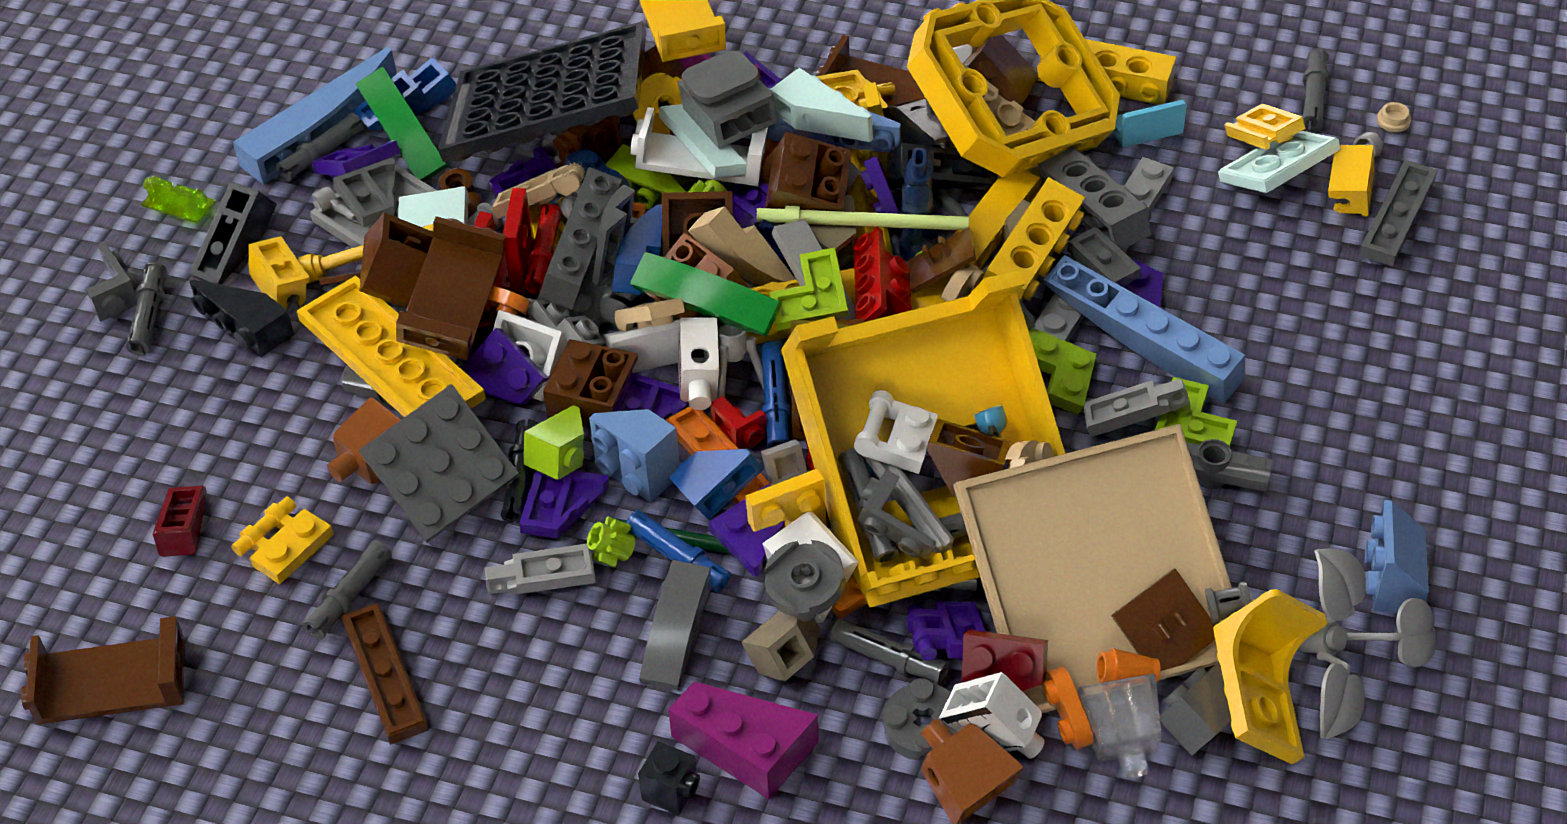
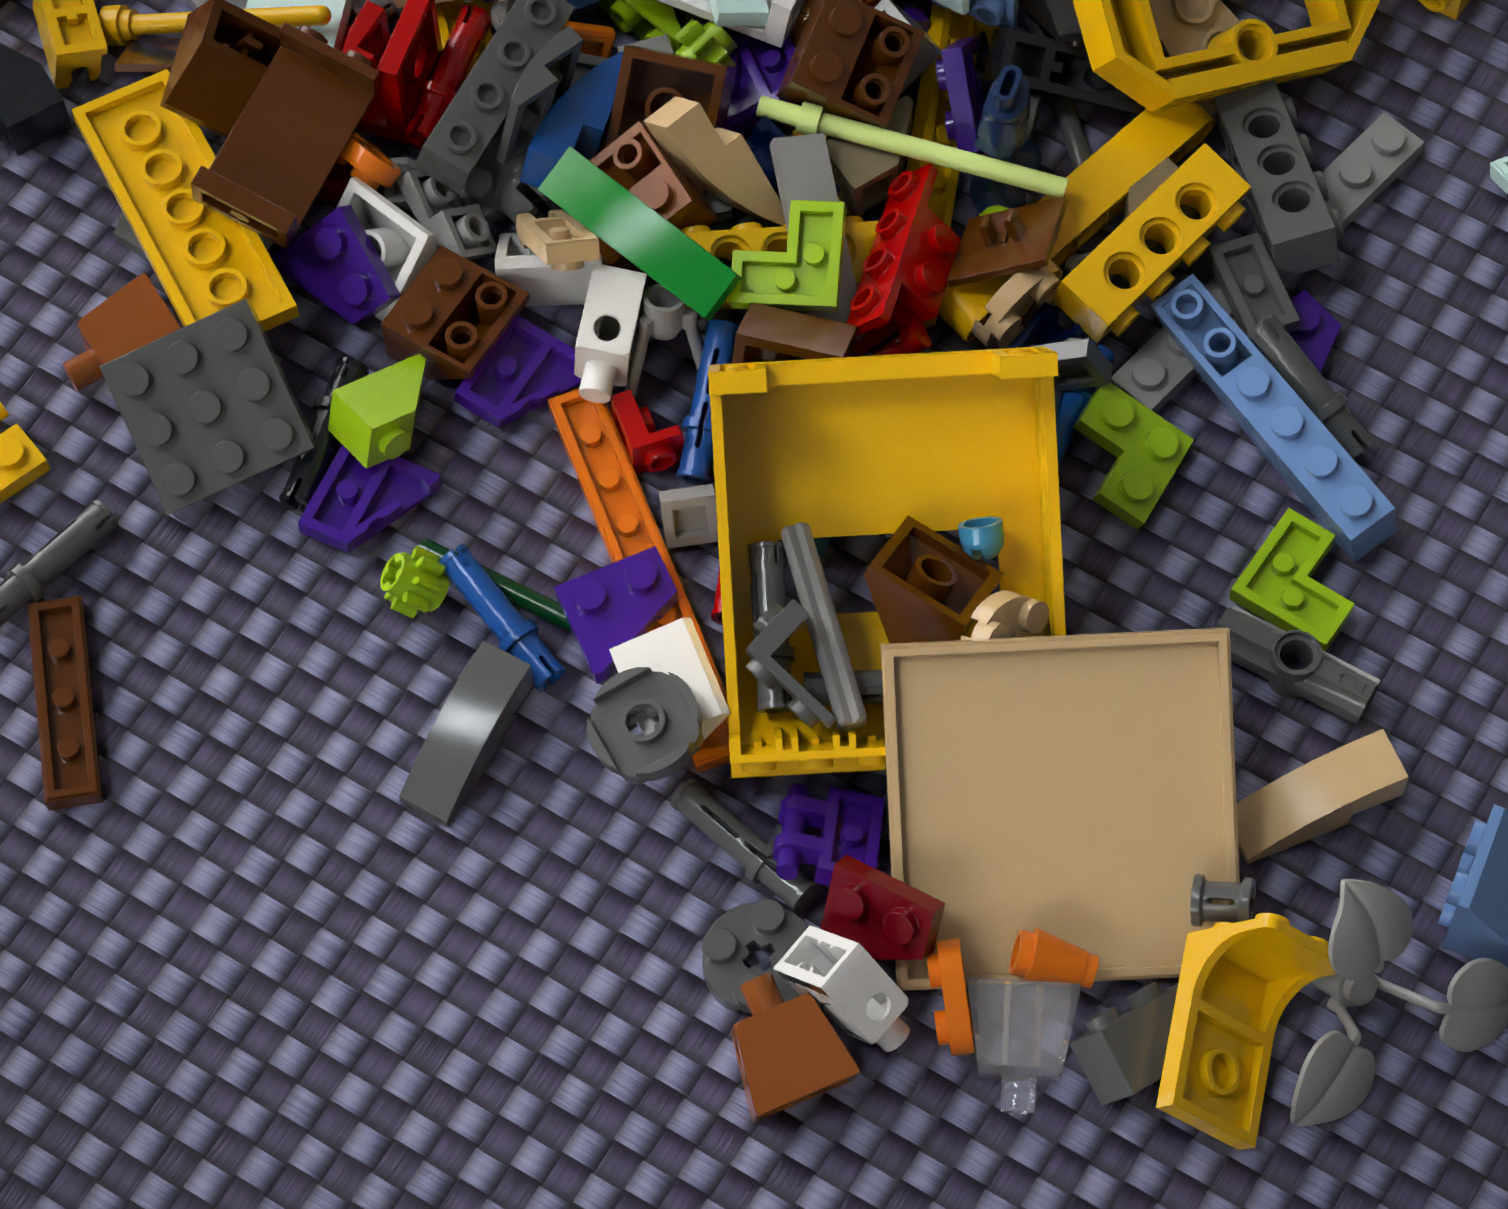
camera: 15 degrees right, 15 degrees up
(542, 570) = (313, 602): light grey hinge -> none
(635, 450) = (486, 451): medium blue slope -> none
(668, 778) = (391, 961): black brick -> none
(715, 477) = (579, 520): blue slope -> none
(744, 734) = (509, 924): magenta wedge -> none
(782, 645) = (599, 805): dark tan slope -> none
(787, 501) = (661, 595): yellow plate -> none
(908, 437) = (852, 539): white plate -> none
(1133, 405) = (1211, 544): light grey hinge -> none
(1134, 282) = (1309, 384): none -> dark grey pin
(1150, 123) = (1415, 52): medium azure panel -> none
(1166, 622) = (1129, 905): reddish brown piece -> none
(1265, 530) = (1319, 796): none -> tan slope

